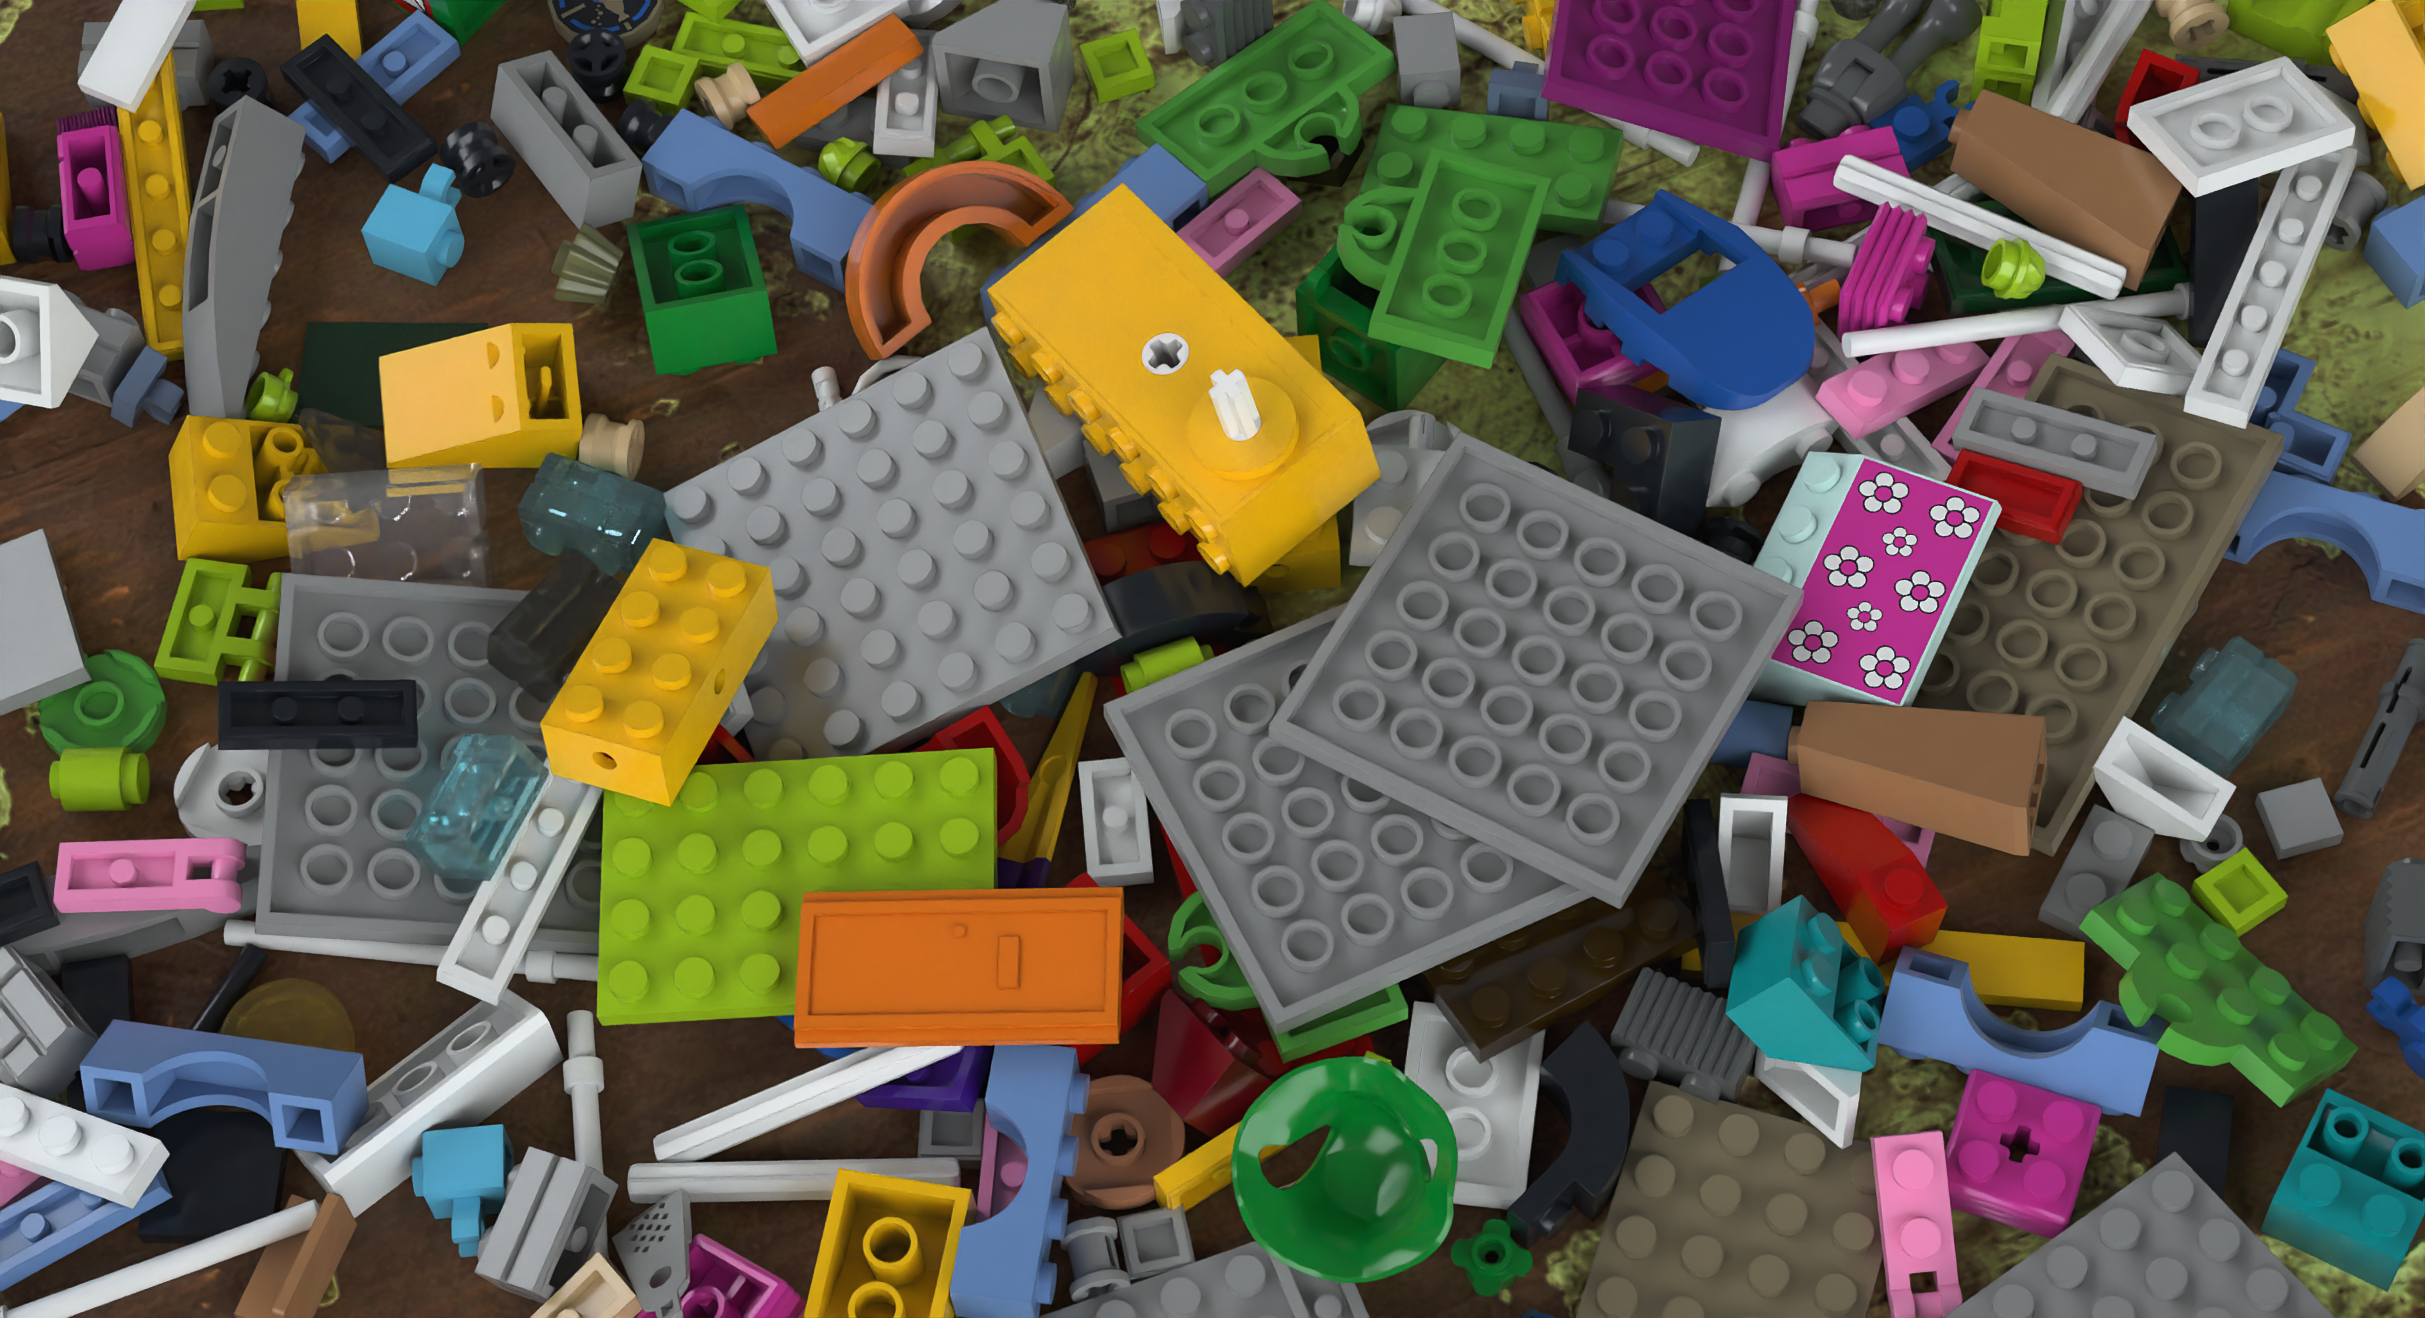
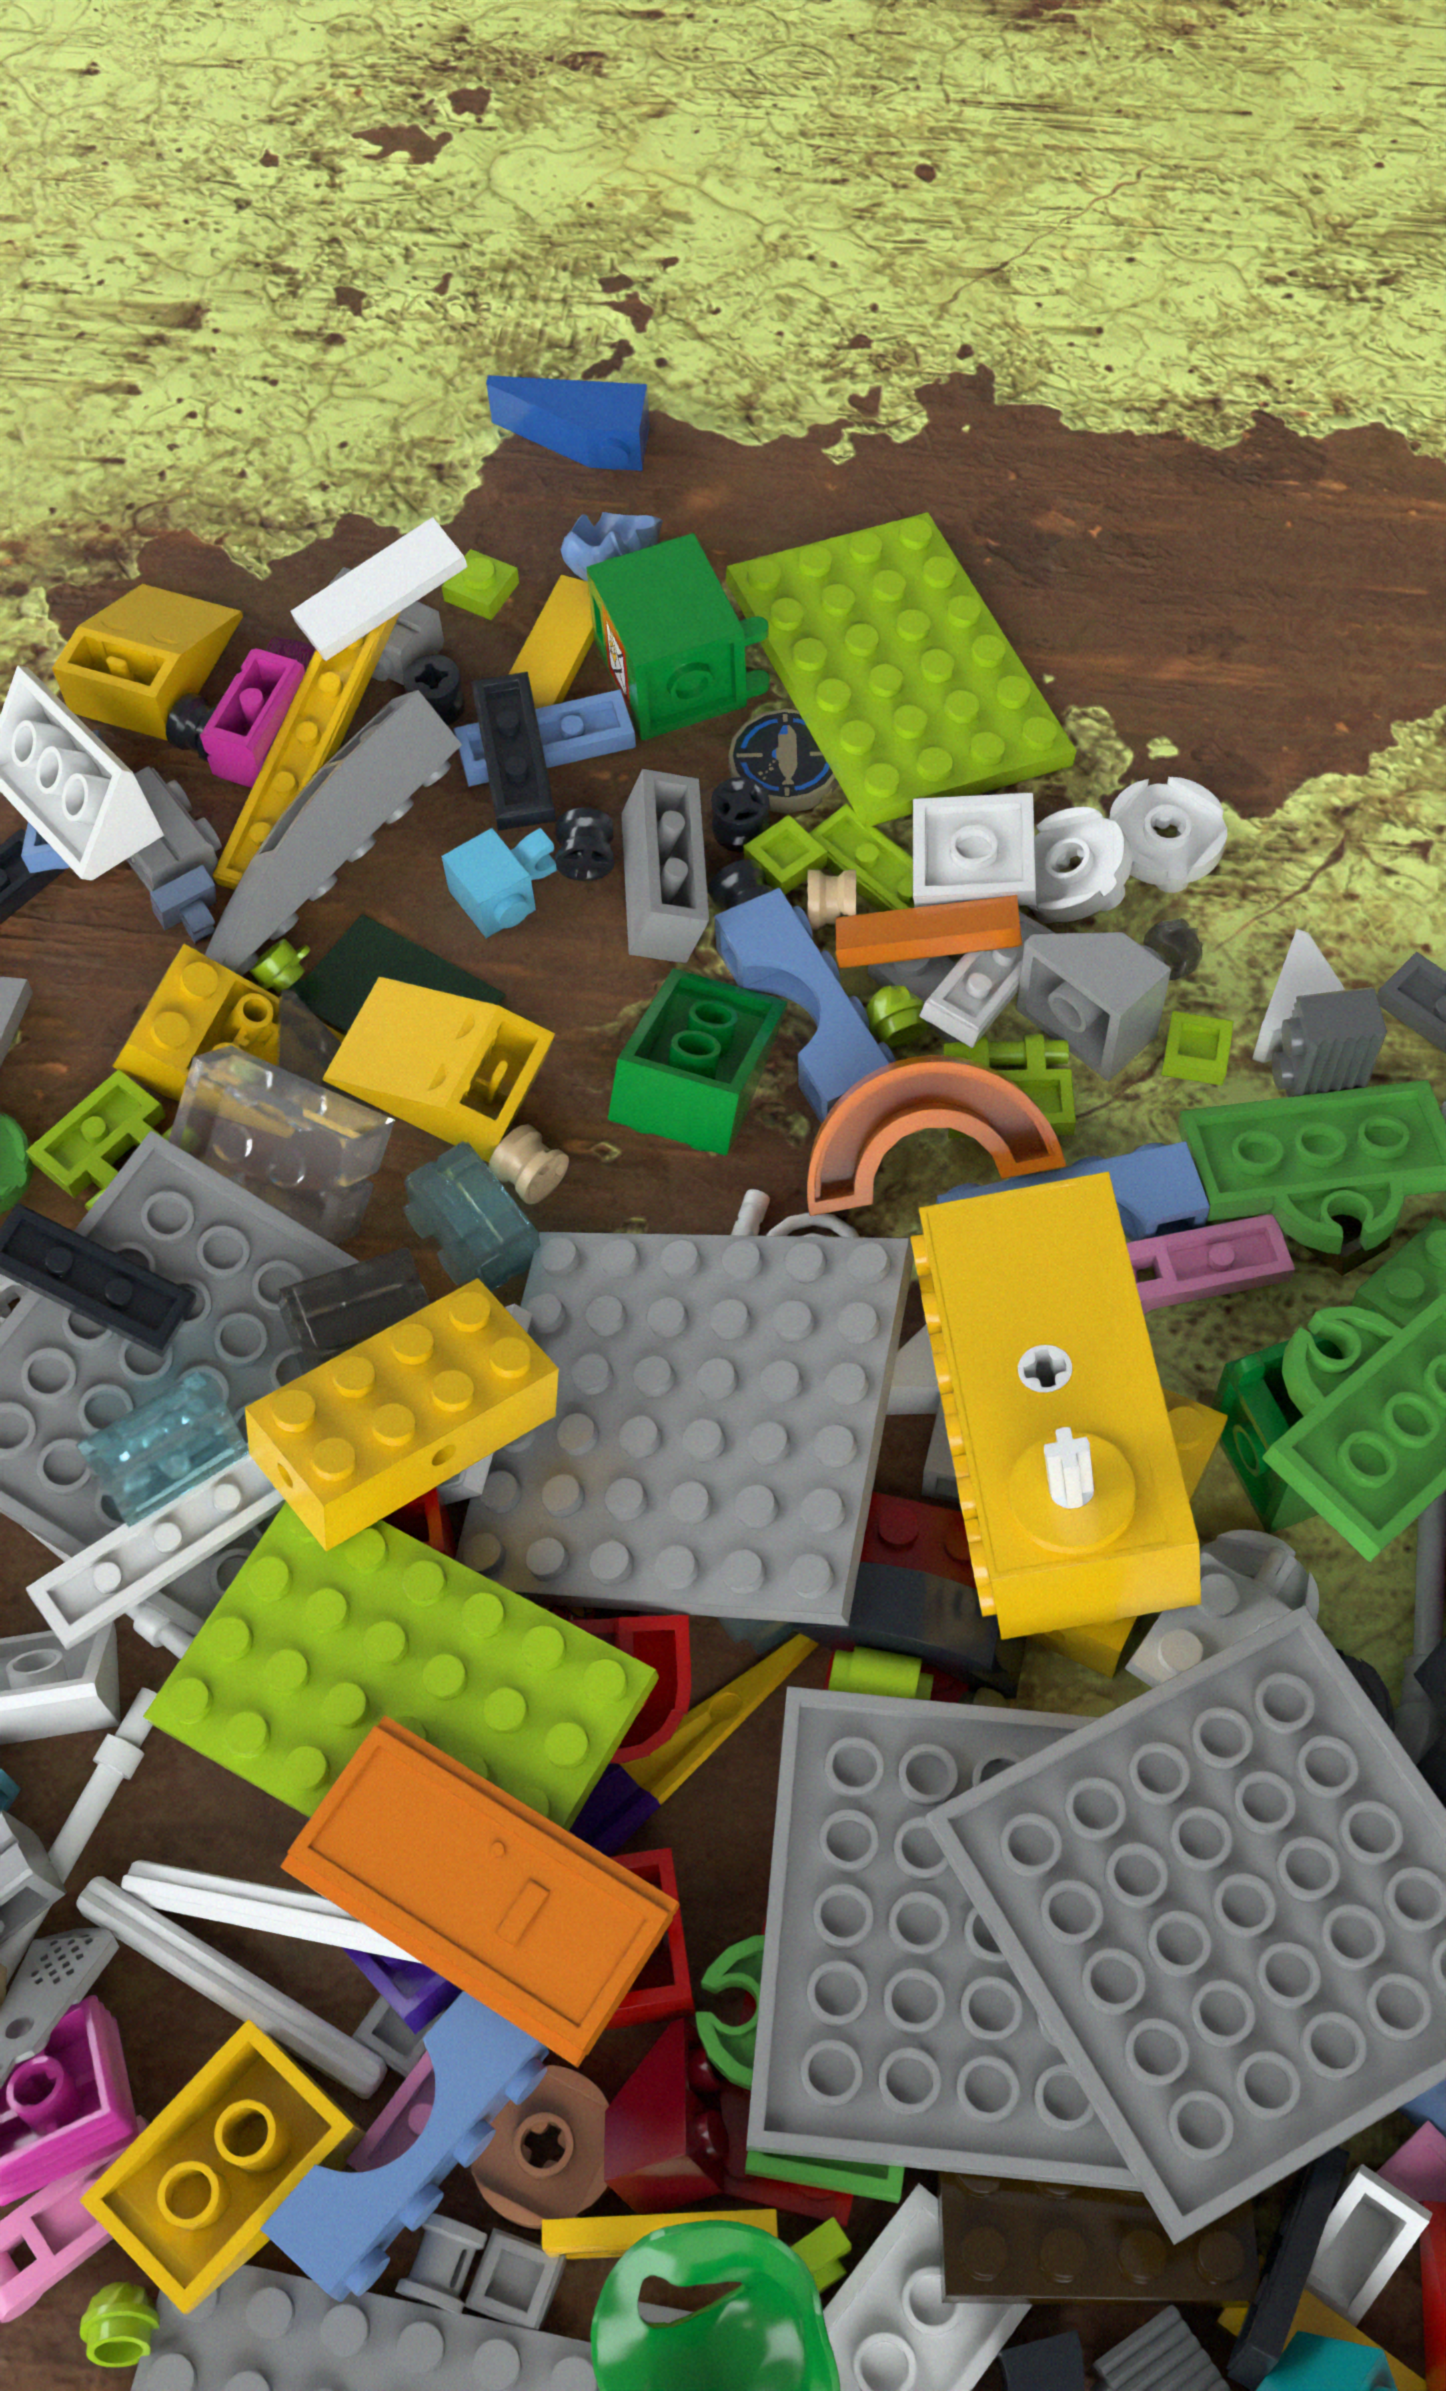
camera: 30 degrees right, 0 degrees up
(586, 267) = (611, 988): olive piece -> none
(1115, 824) = (741, 1805): white plate -> none

